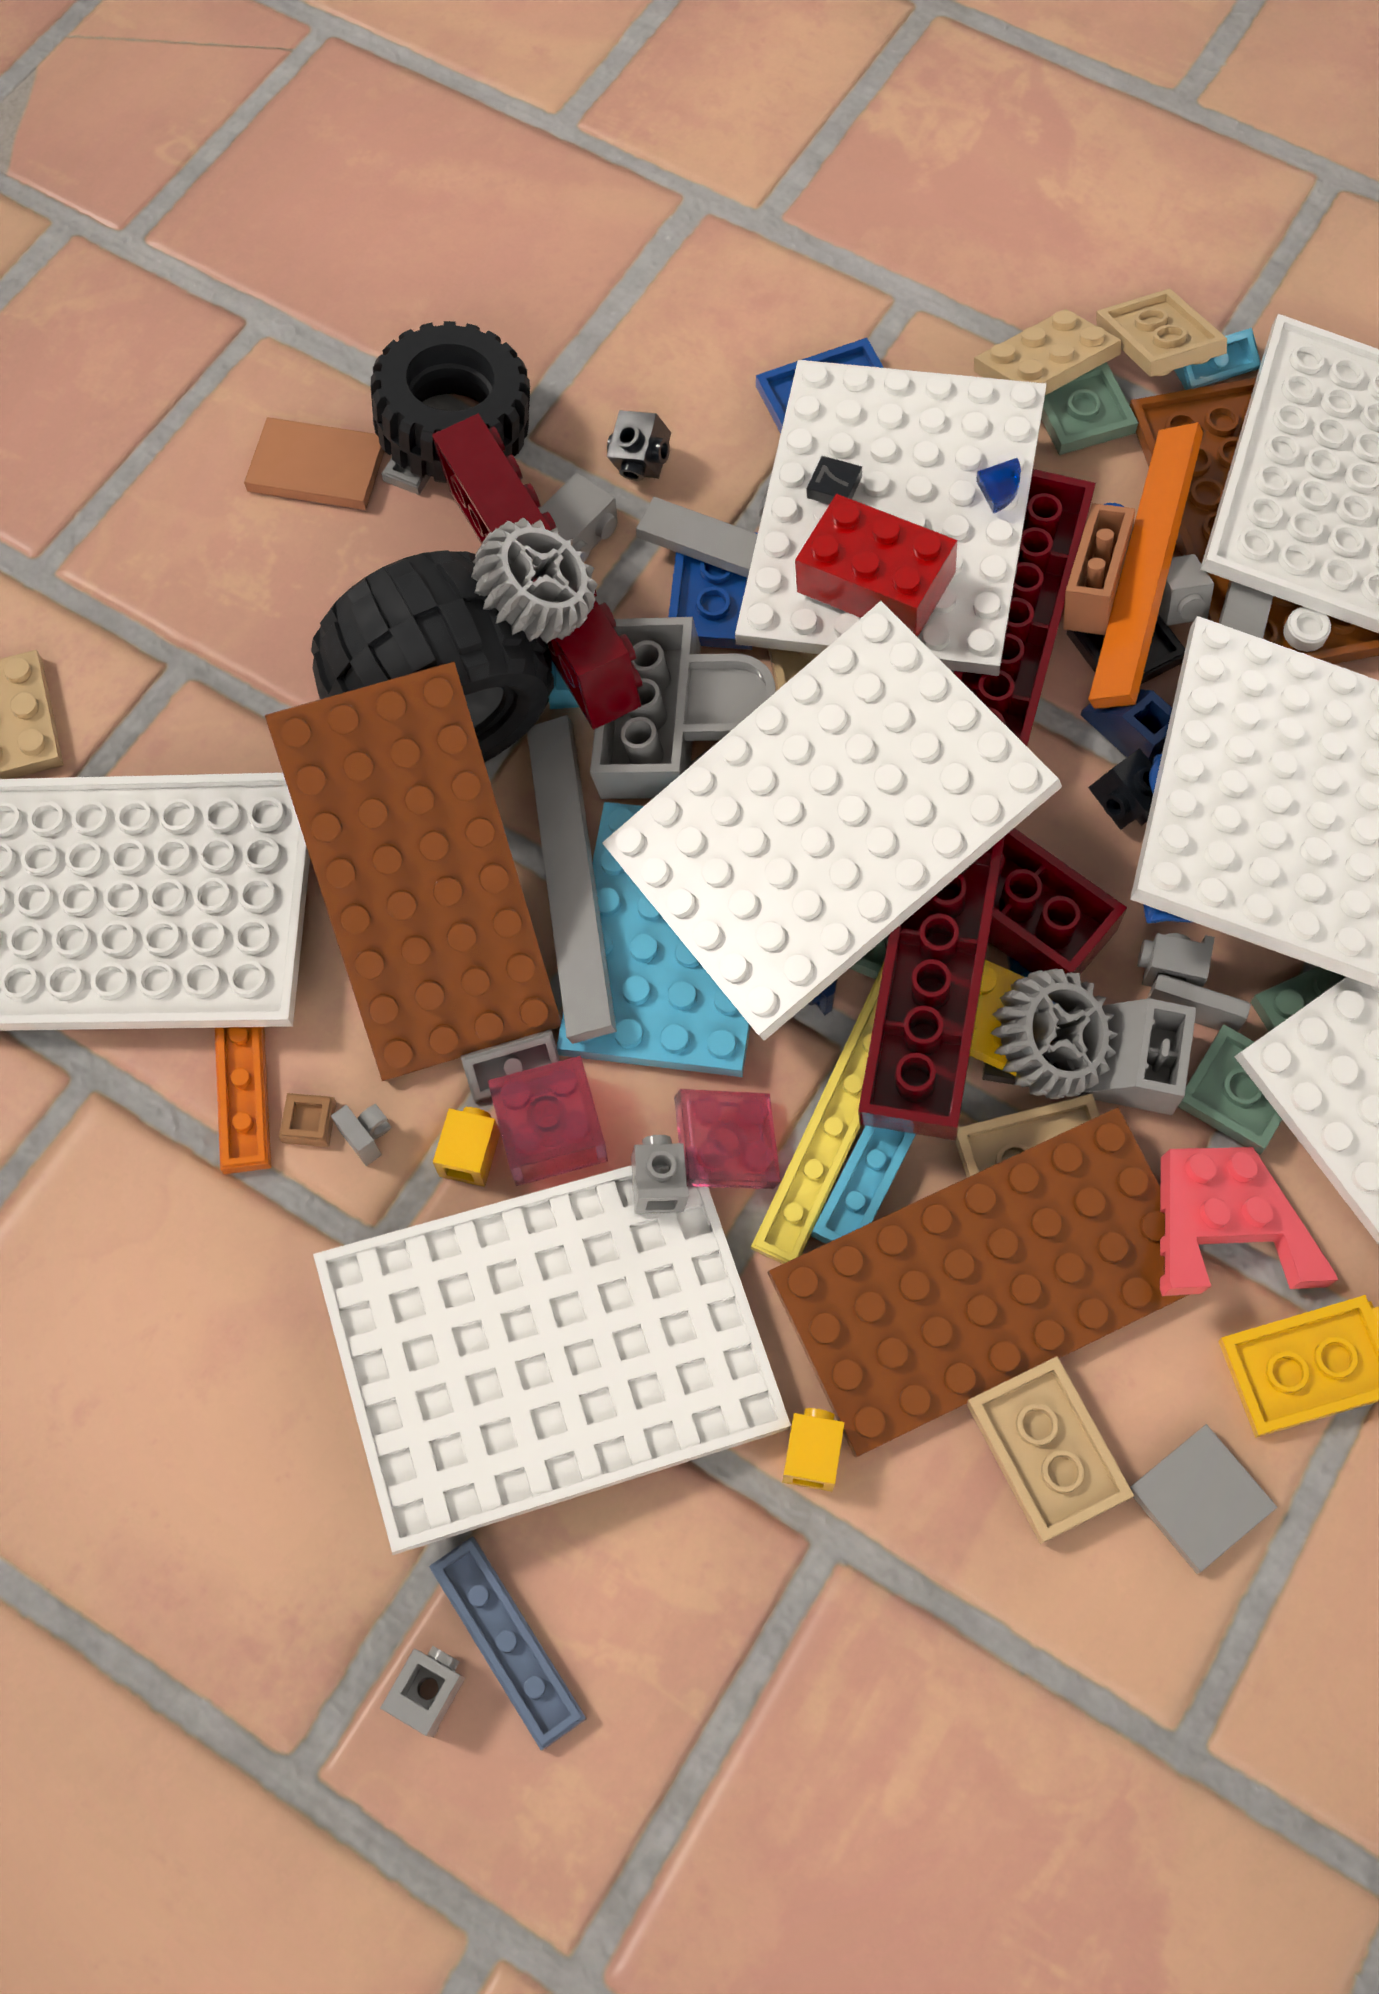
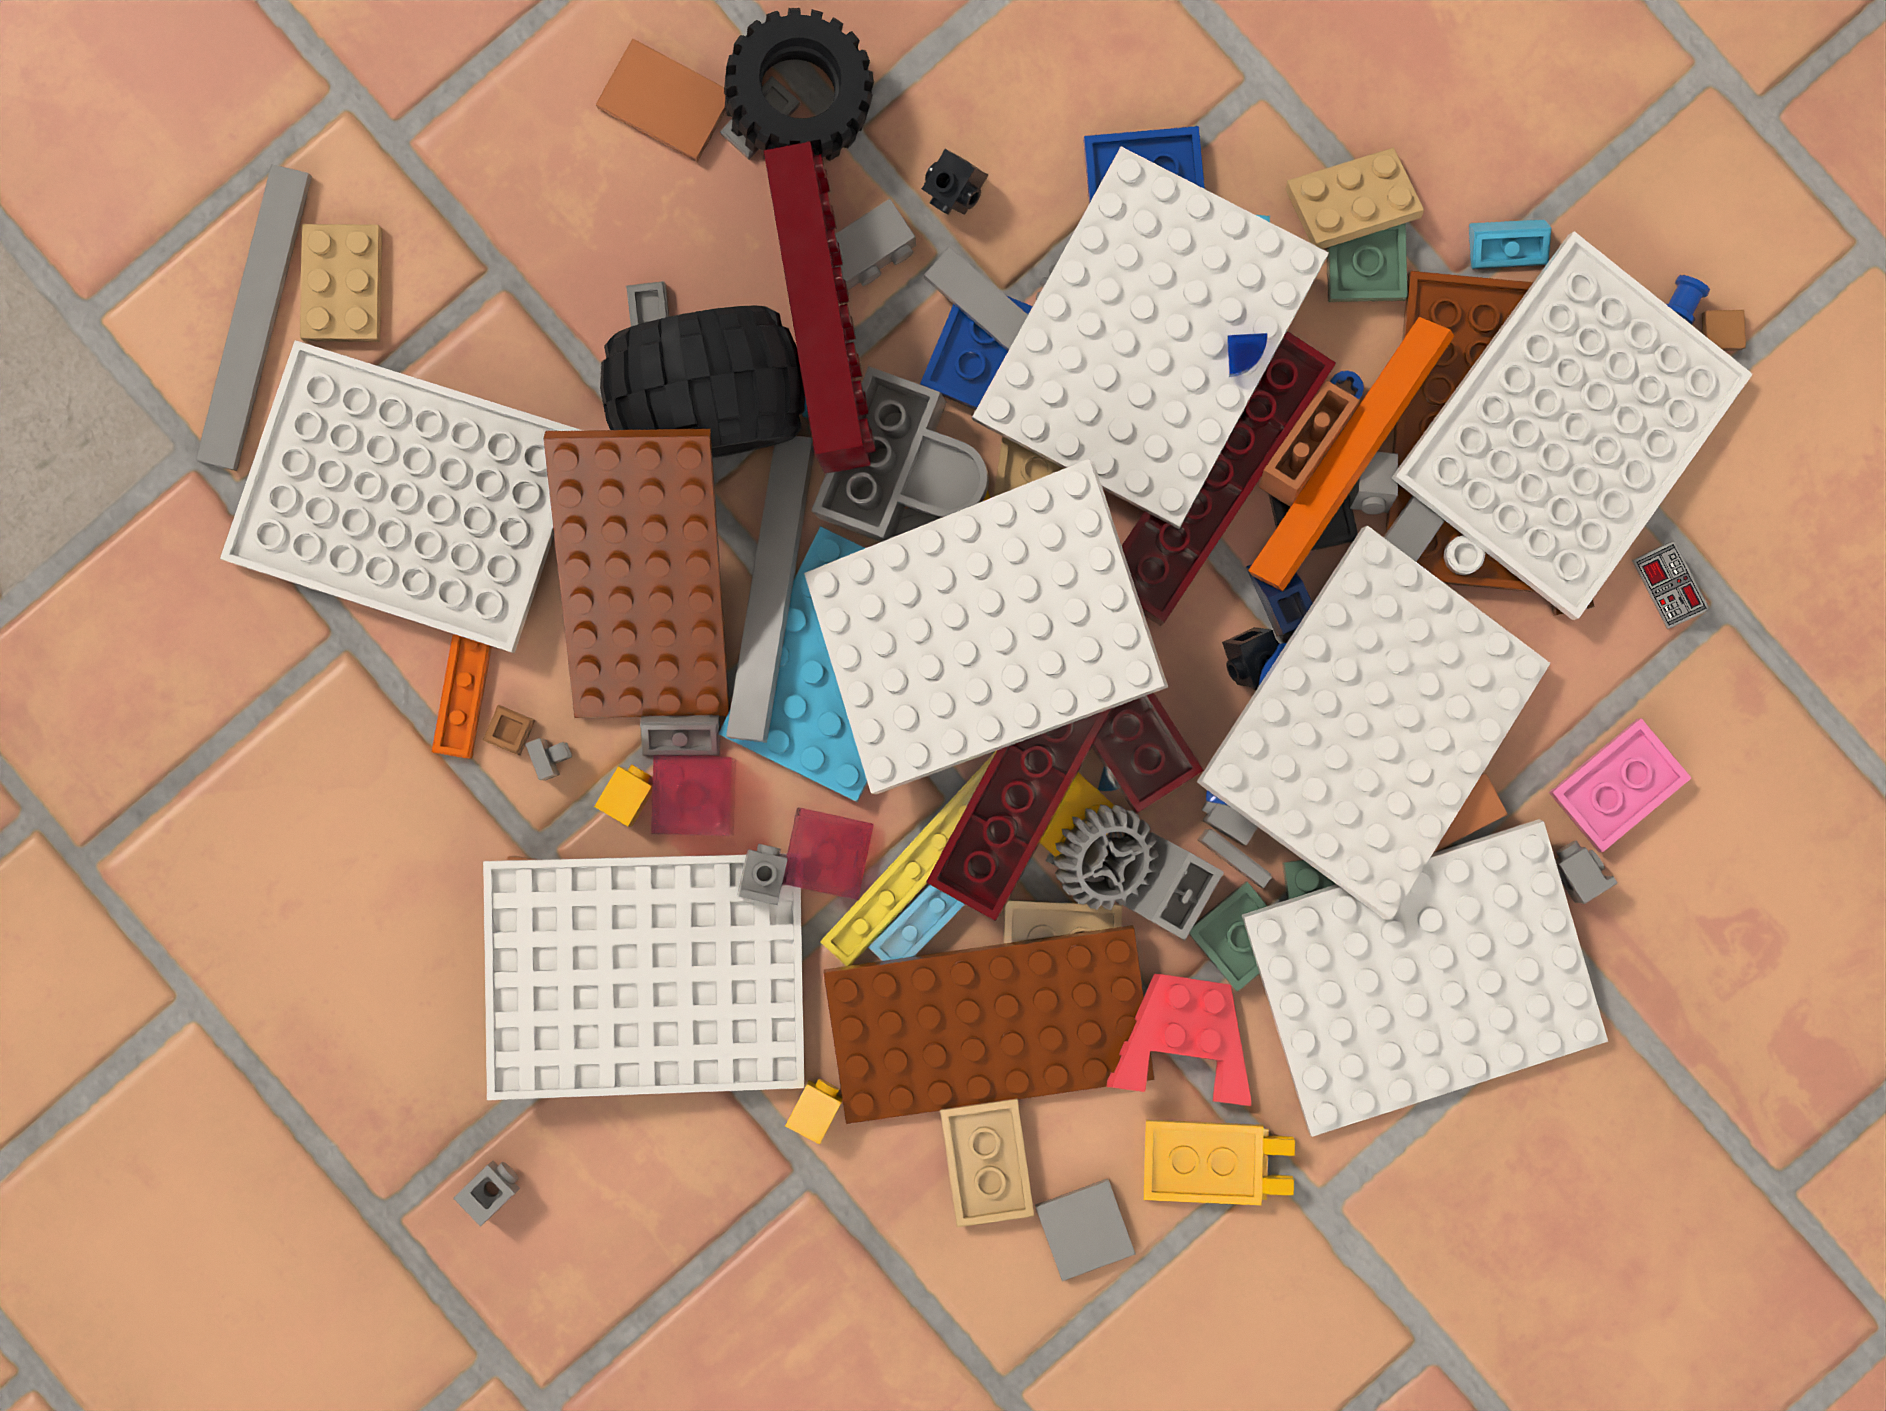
camera: 15 degrees right, 20 degrees up
(507, 1643) = (556, 1174): sand blue tile -> none
(514, 559) = (821, 383): light grey gear -> none
(833, 478) = (1103, 300): black tile -> none
(874, 557) = (1105, 405): red brick -> none
(1162, 332) = (1464, 210): tan plate -> none

